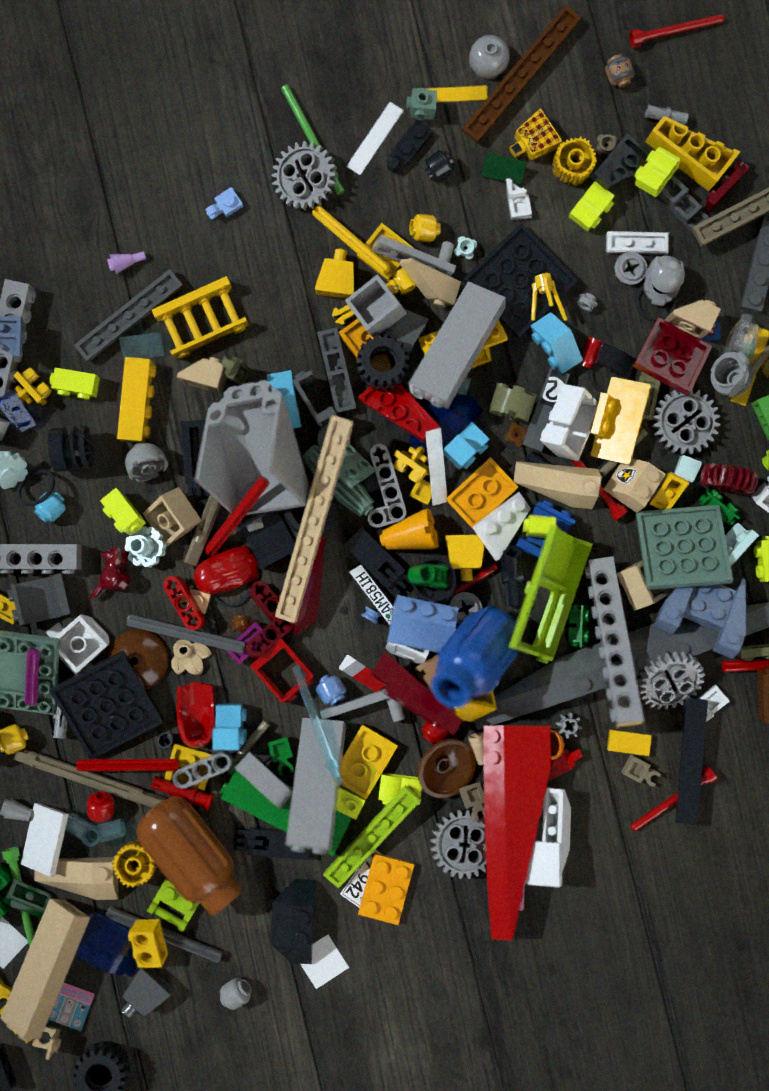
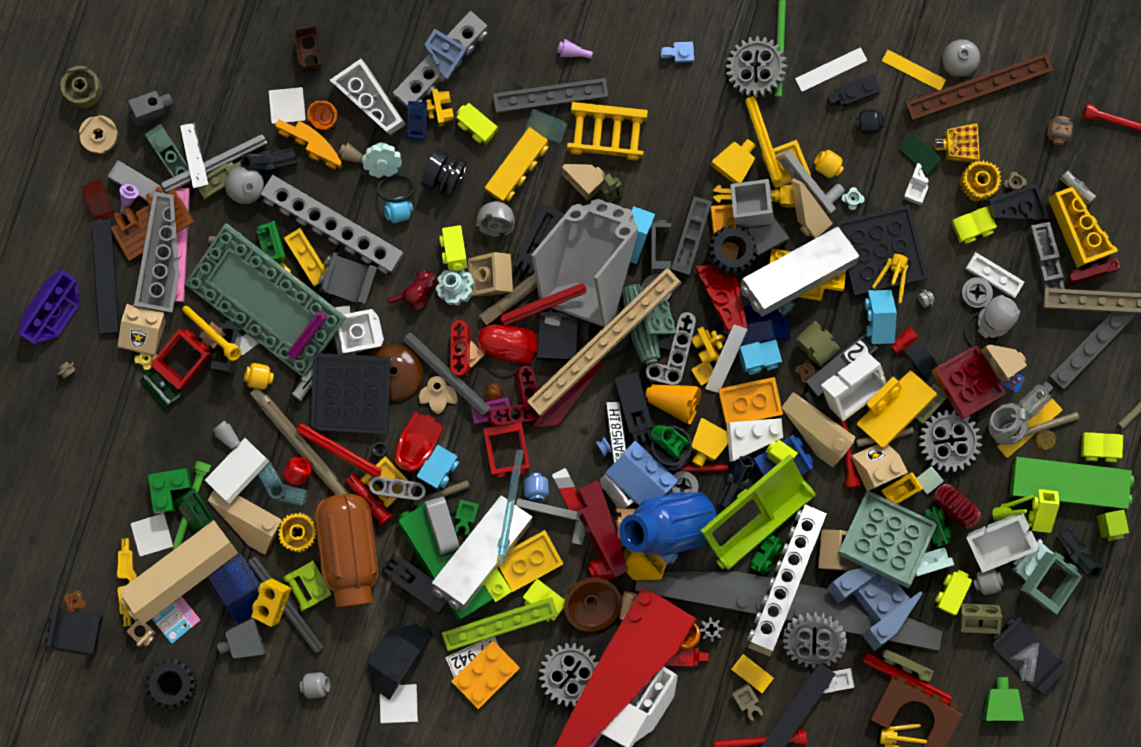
camera: 25 degrees right, 5 degrees down
(422, 103) = (884, 64): sand green brick -> none
(473, 798) = (599, 642): dark tan plate -> none
(657, 171) = (1041, 227): neon yellow brick -> none

